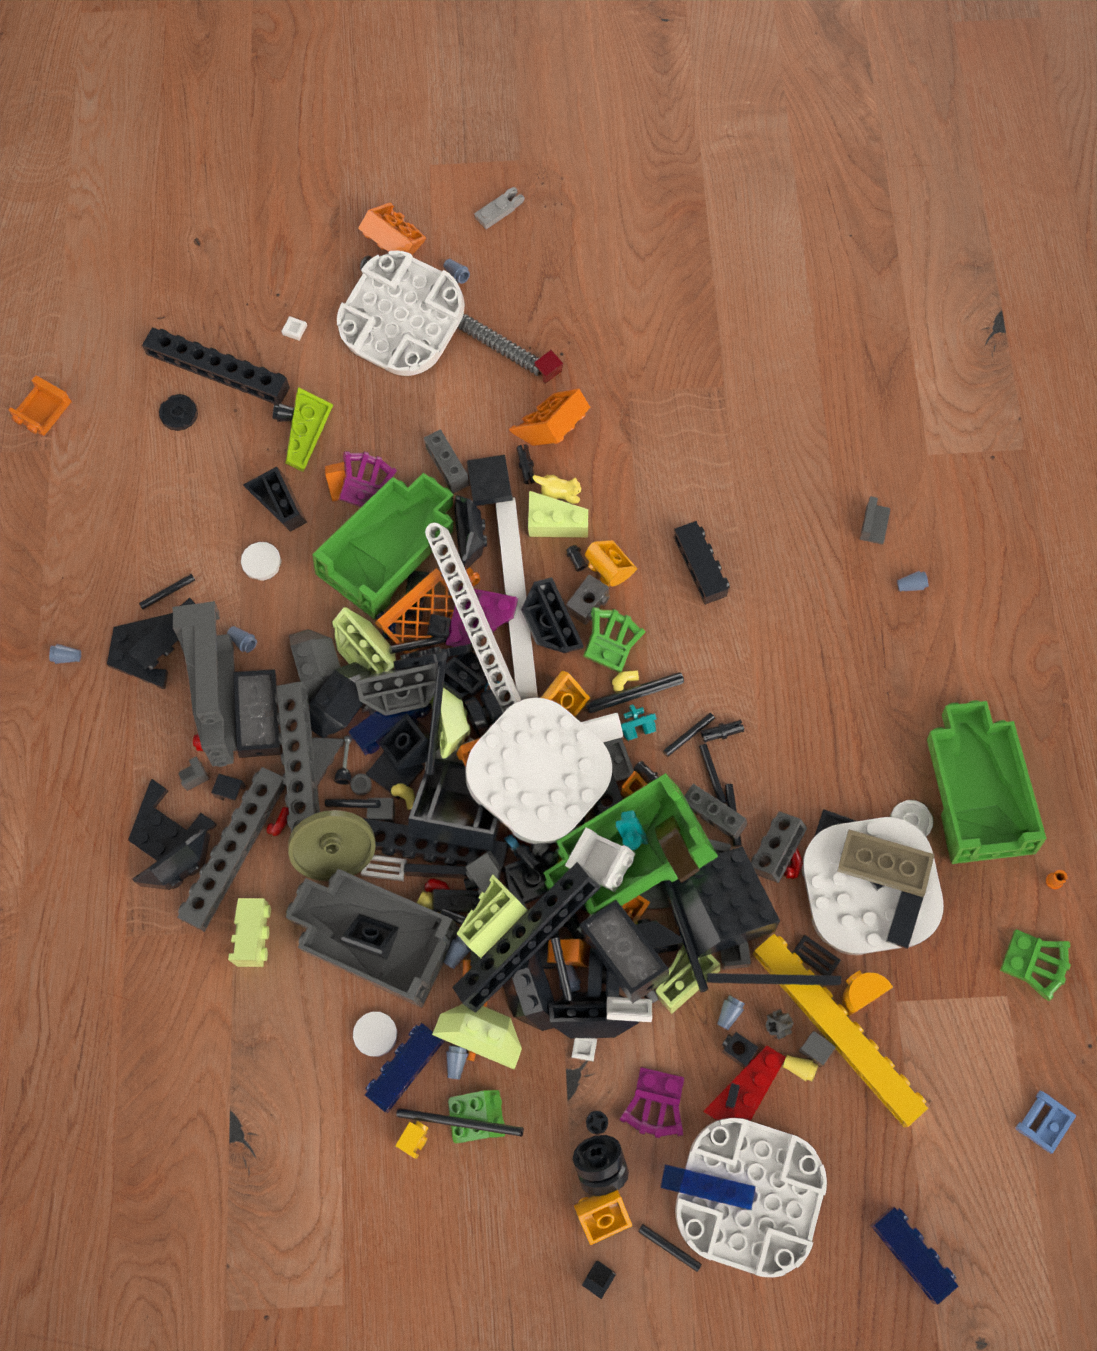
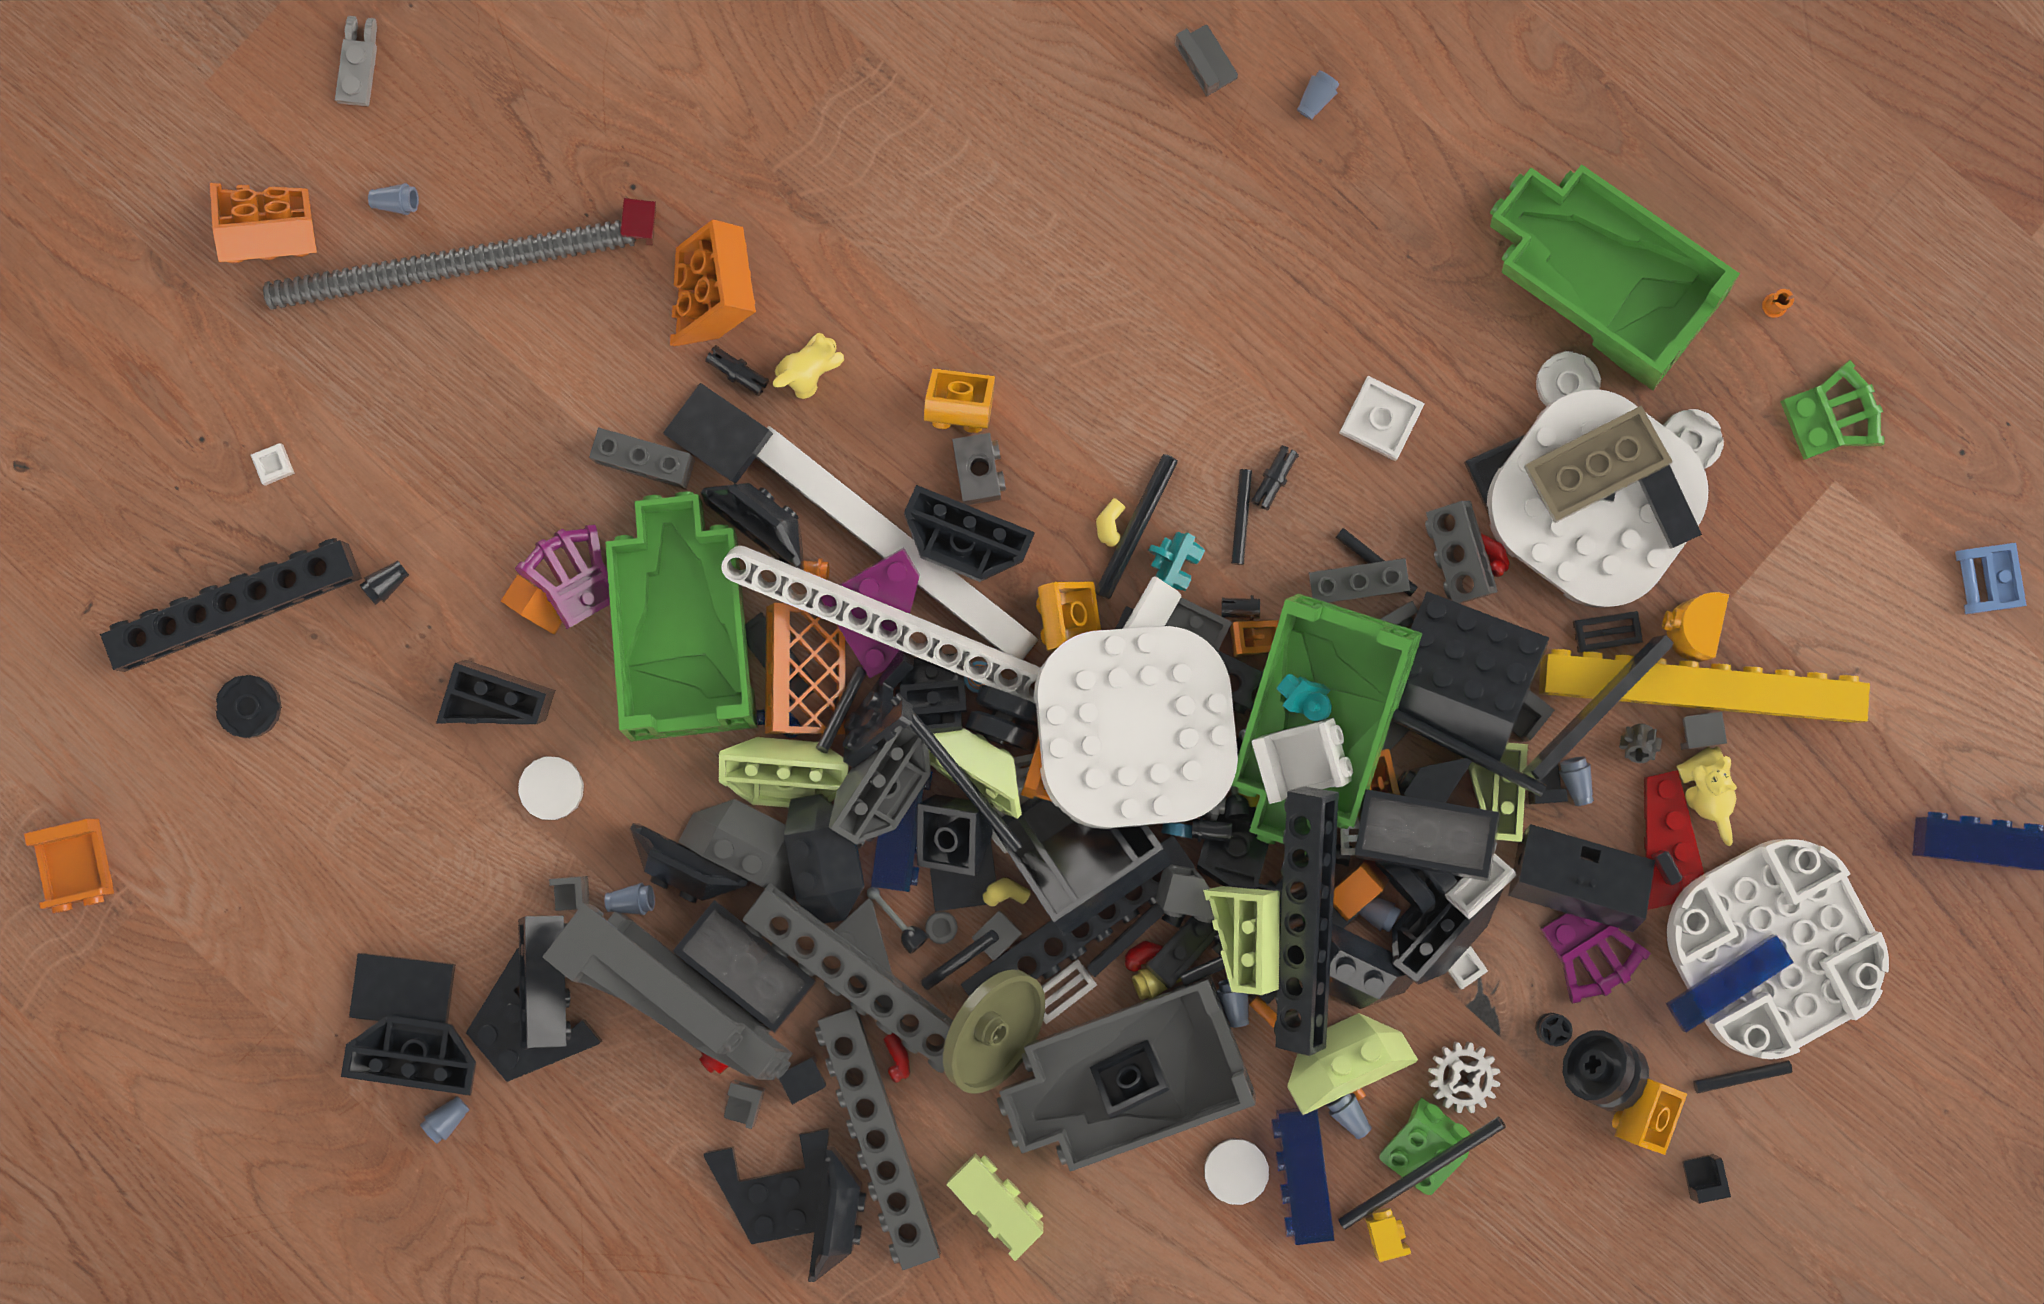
camera: 45 degrees left, 15 degrees up
(80, 610) = (411, 1055): none -> black wedge
(108, 584) = (401, 988): none -> black tile
(167, 591) = (480, 930): black bar -> none
(225, 609) = (570, 892): none -> dark grey panel
(277, 646) = (682, 868): none -> black wedge
(307, 424) = (427, 573): lime wing -> none
(401, 313) = (391, 323): white plate -> none
(439, 626) = (843, 665): black tile -> none
(531, 1088) = (1476, 1070): none -> white gear
(555, 518) = (841, 406): yellowish green wedge -> none
(561, 967) = (1371, 914): black bar -> none
(576, 558) = (912, 430): black pin -> none
(606, 650) = (1056, 511): bright green plate -> none
(676, 849) = (1376, 673): dark brown slope -> none
(683, 1059) = (1582, 878): none -> black brick
(701, 563) = (1059, 299): black brick -> none
(711, 999) = (1552, 792): none -> black panel
(712, 773) = (1310, 537): black bar -> none
(749, 1049) = (1638, 810): black brick -> none
(792, 1086) = (1714, 795): none -> light yellow animal
(801, 752) = (1381, 418): none -> white tile
(954, 898) = (1703, 428): none -> white tile

